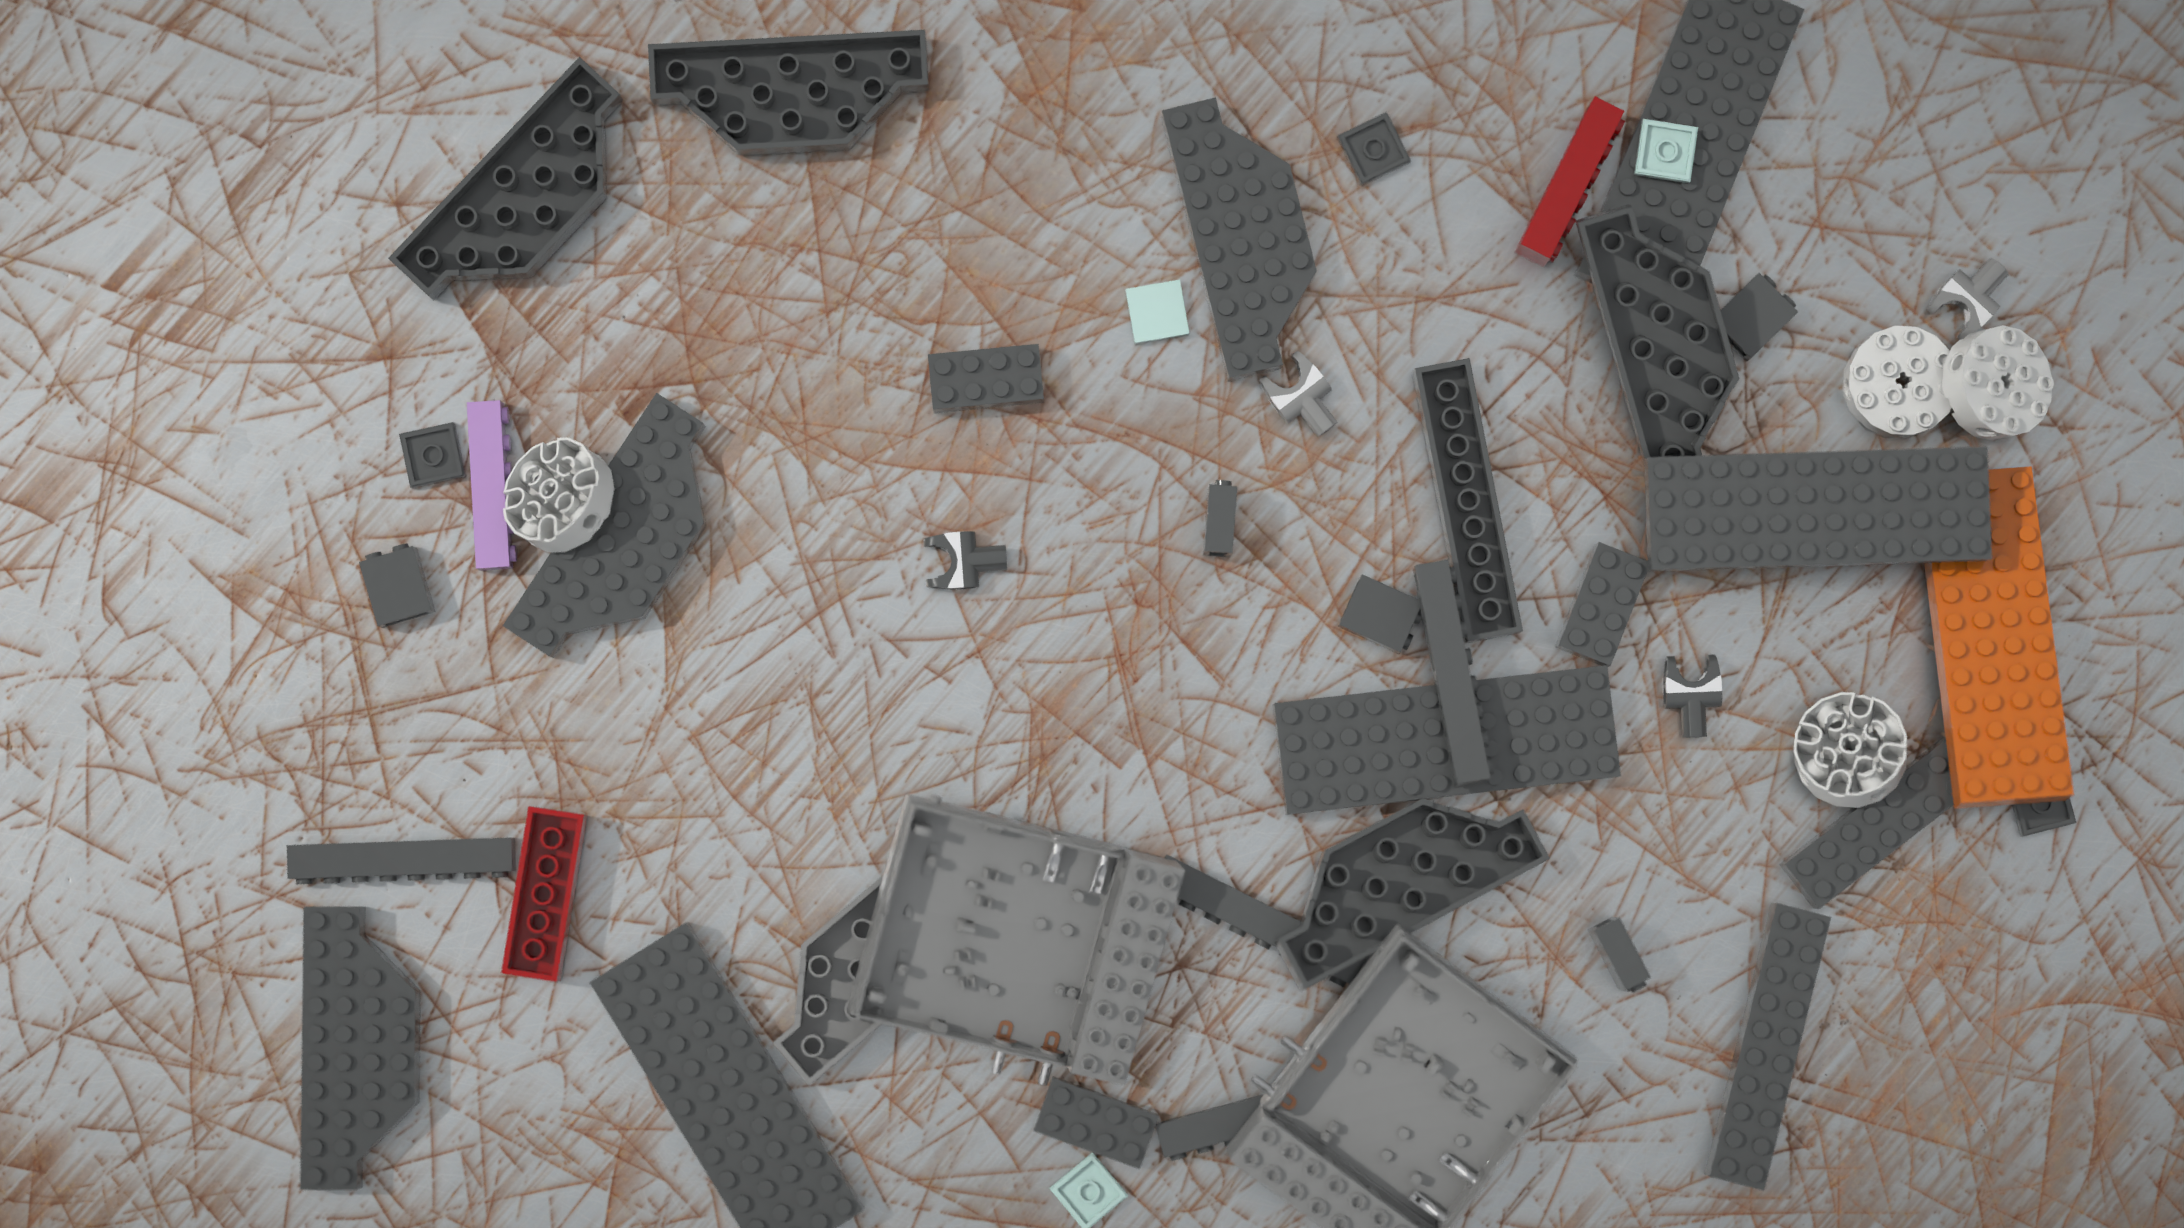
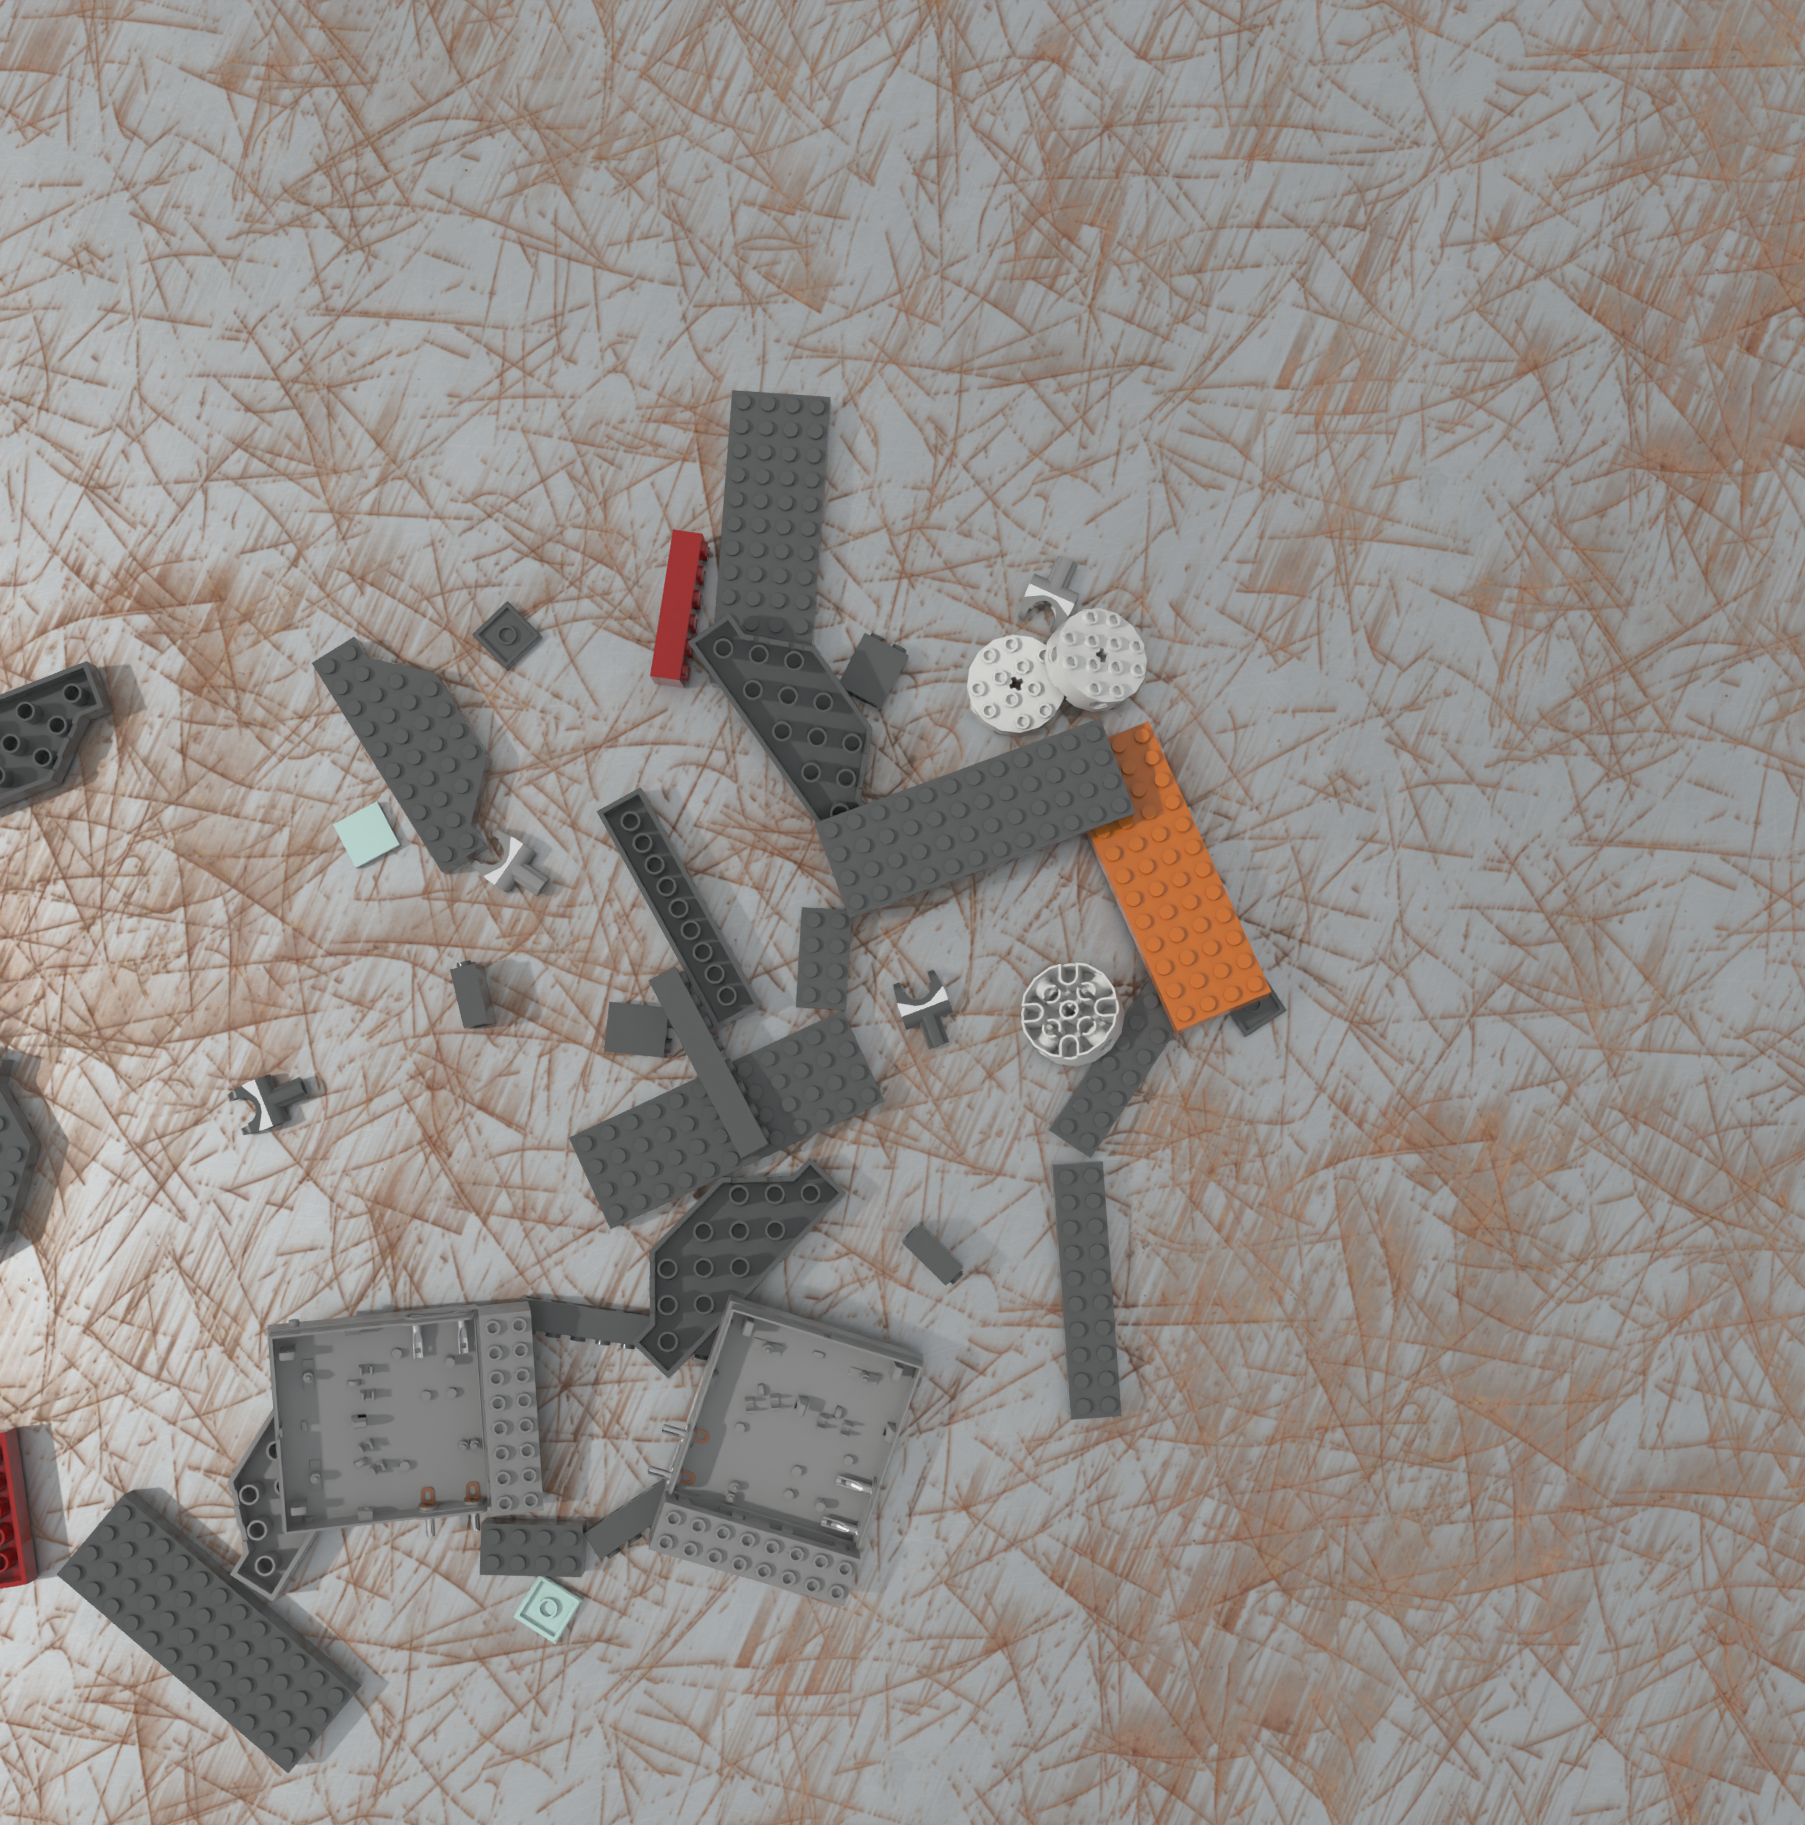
camera: 10 degrees left, 0 degrees up
(985, 378) = (236, 940): dark grey brick -> none
(1666, 151) = (750, 555): light aqua tile -> none

